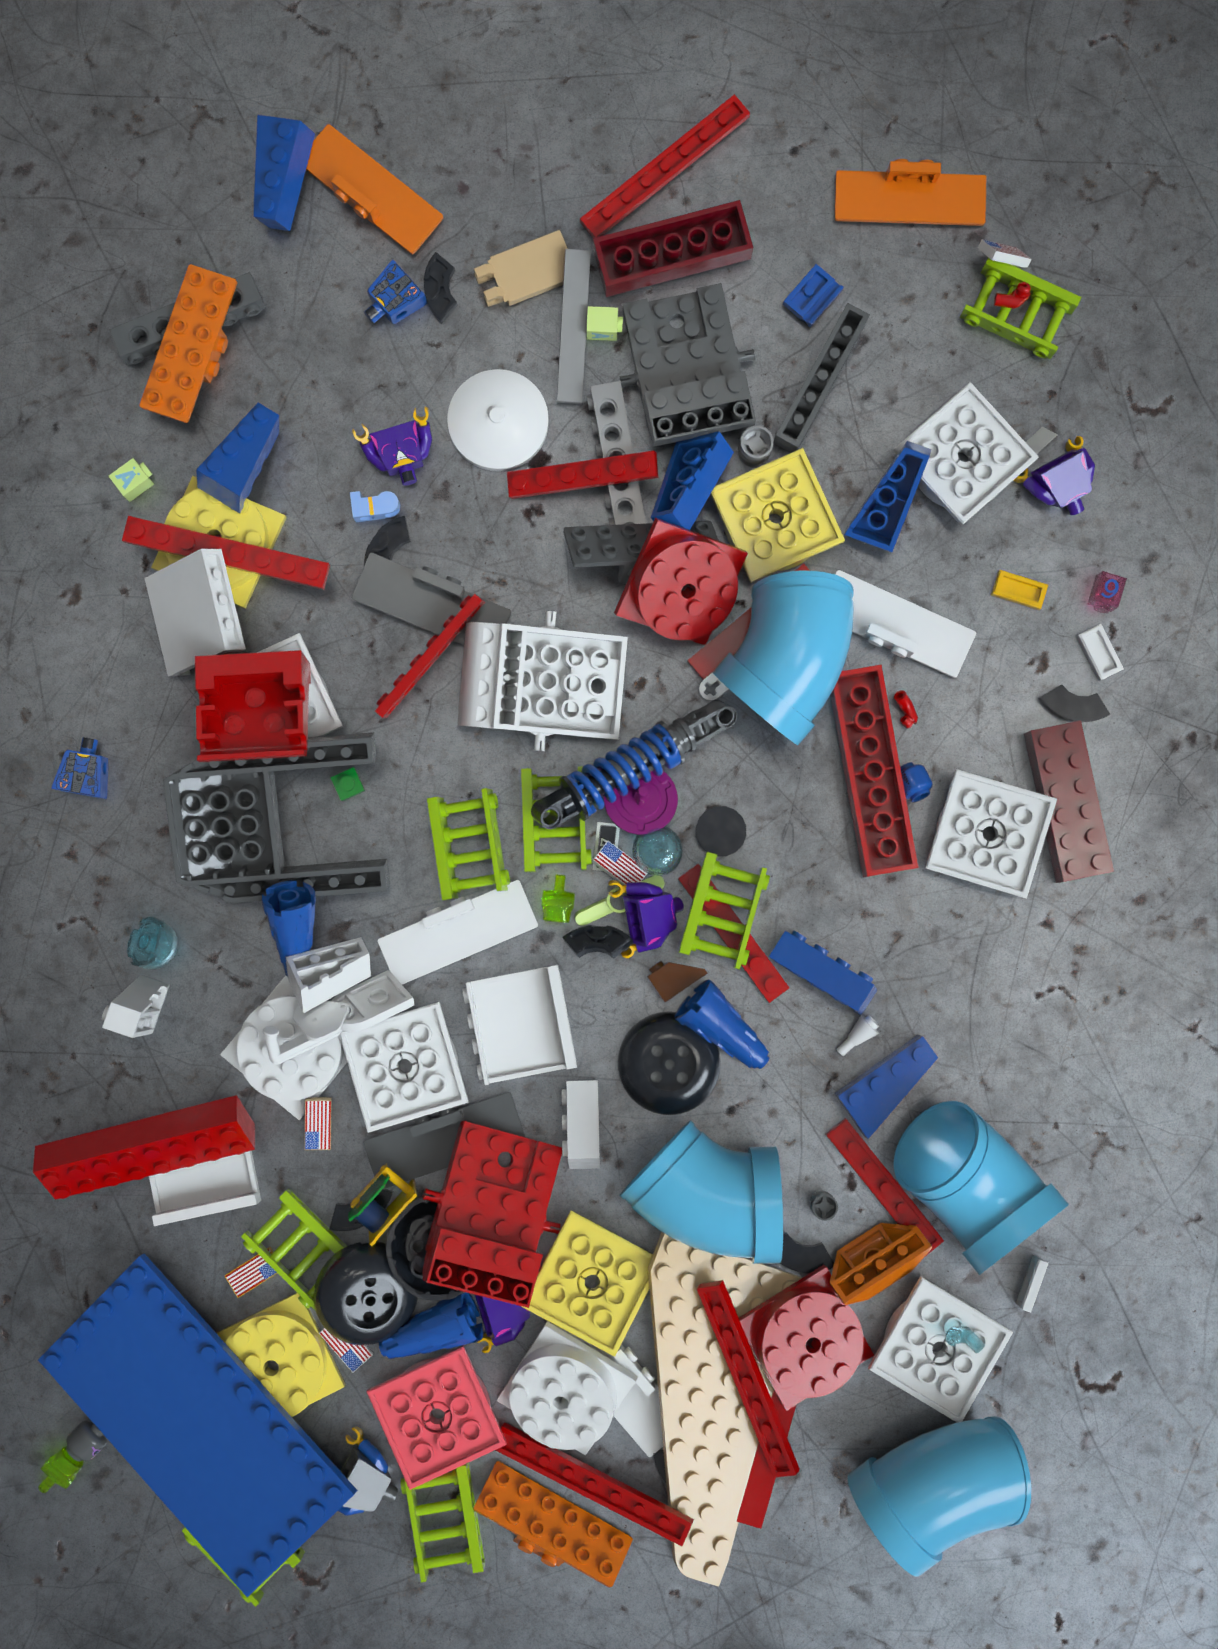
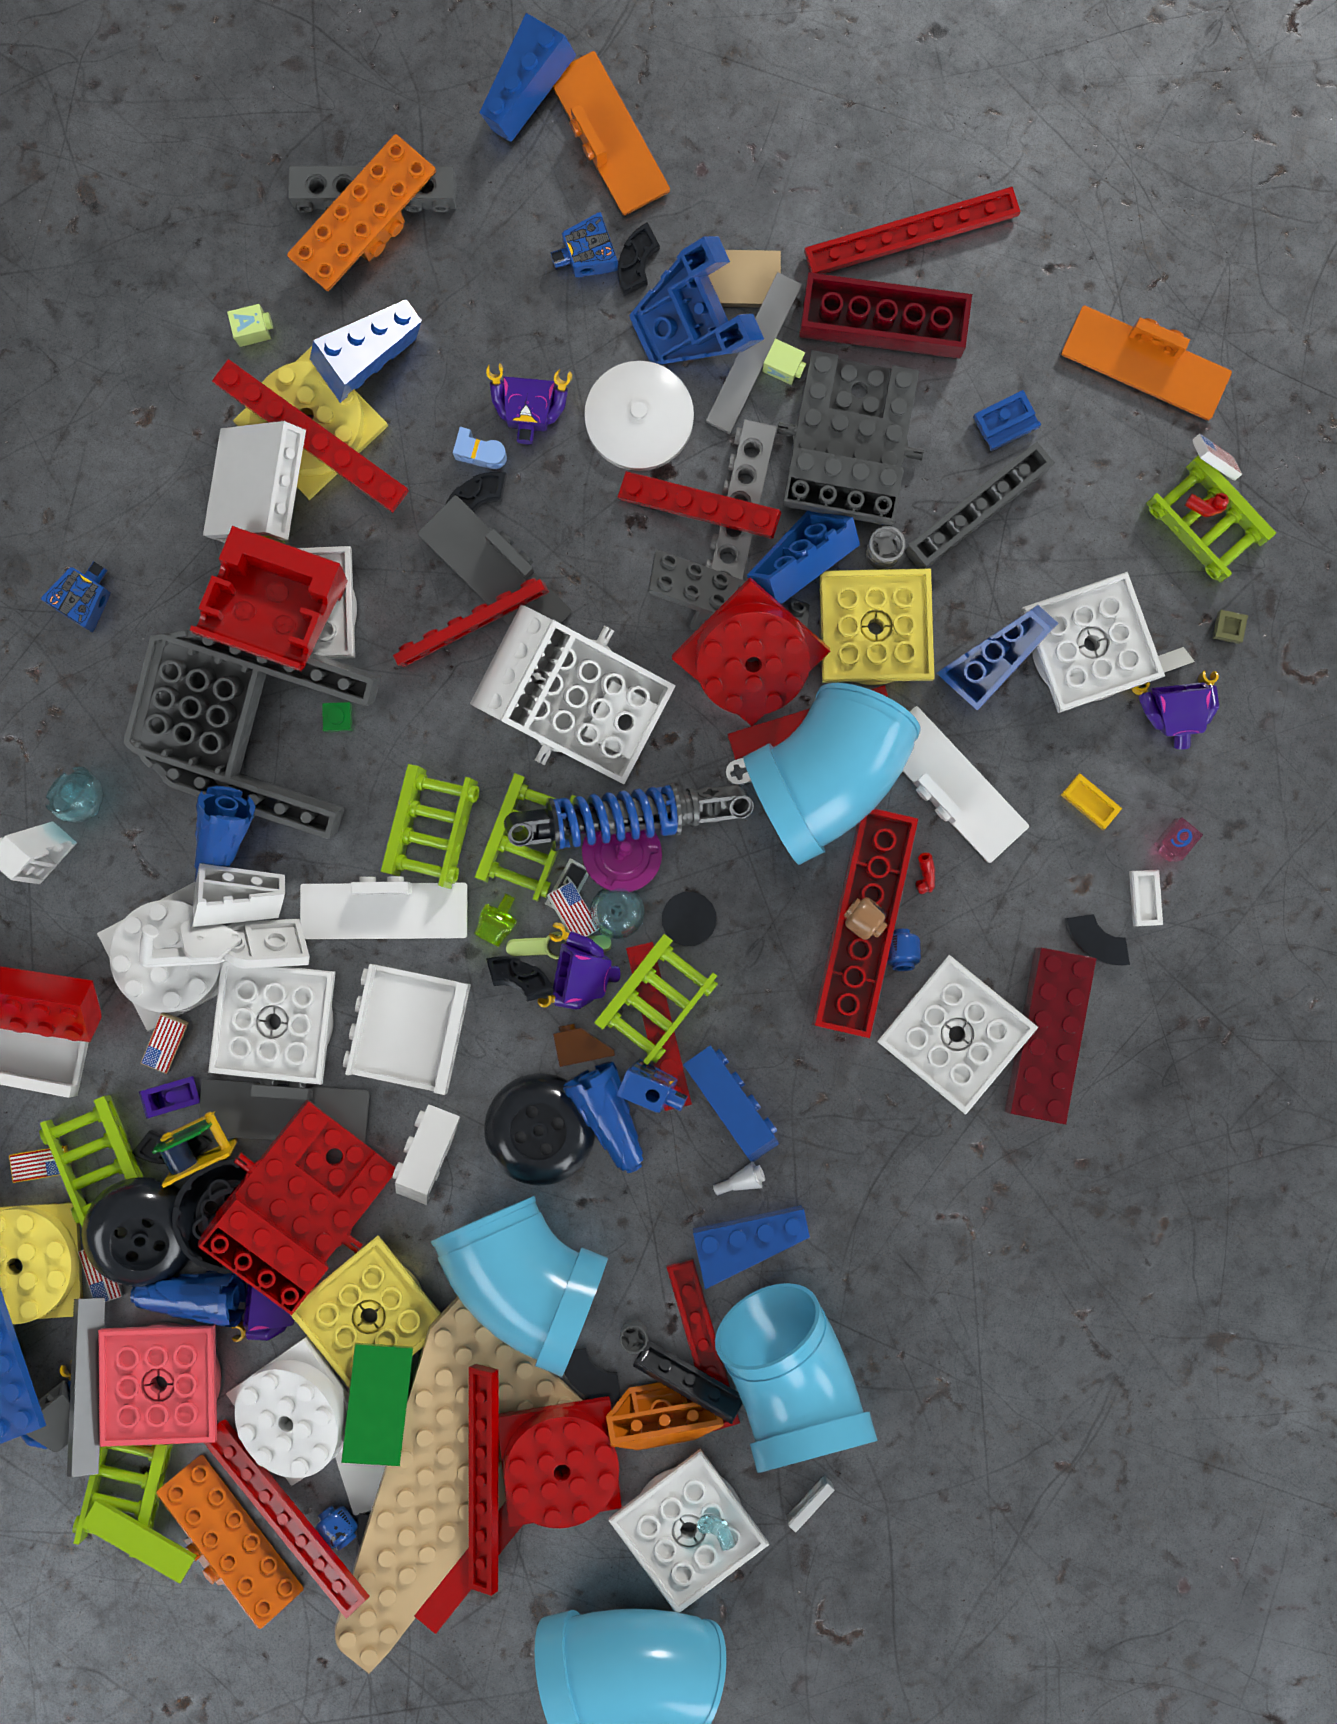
camera: 20 degrees right, 0 degrees up
(342, 1168) = (169, 1097): none -> dark purple slope
(375, 1445) = (84, 1388): none -> tile
(476, 1556) = (139, 1540): none -> lime tile
(501, 317) = (684, 315): none -> blue wedge
(632, 1353) = (377, 1404): none -> green tile
(639, 1473) = (336, 1527): none -> blue head
(741, 988) = (650, 1088): none -> blue torso
(873, 767) = (865, 918): none -> medium nougat head
(887, 1223) = (689, 1381): none -> black tile
(1075, 392) = (1230, 626): none -> olive plate

